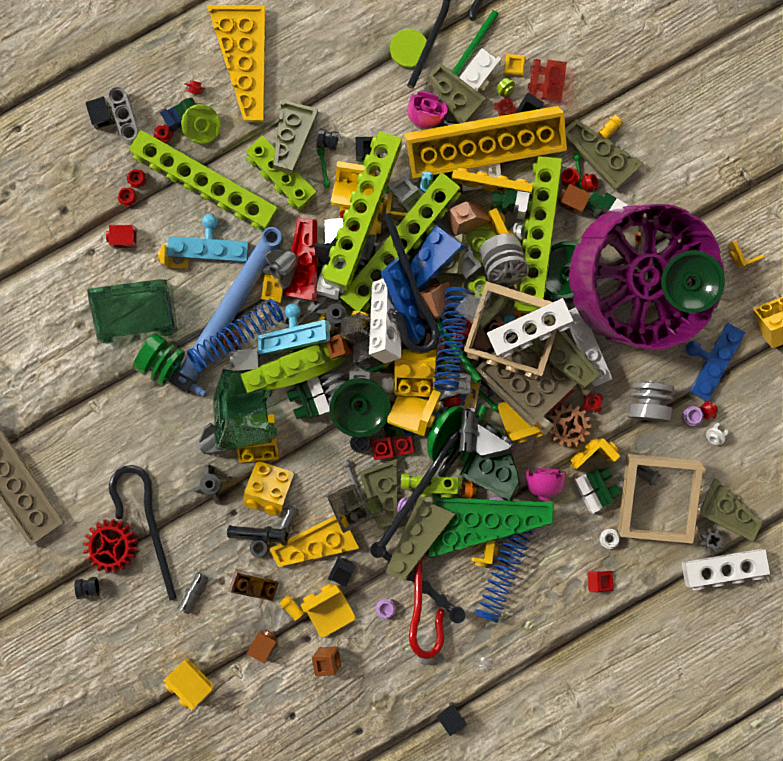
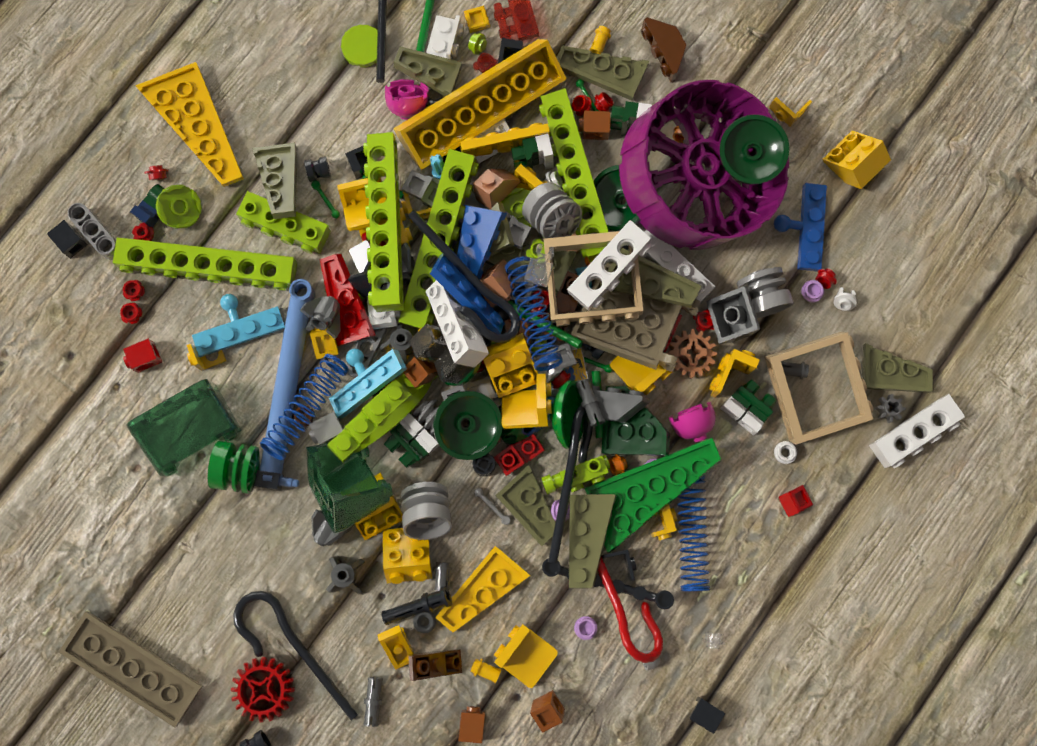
camera: 25 degrees left, 5 degrees down
(229, 558) = (396, 646): none -> yellow slope
(297, 461) = (425, 510): none -> light grey wheel
(341, 571) = (522, 608): black panel -> none
(351, 510) = (506, 538): clear smoke brick -> none
(443, 572) = (629, 561): none -> black bracket
(615, 409) = (733, 315): none -> dark grey slope
(664, 155) = (665, 44): none -> reddish brown slope

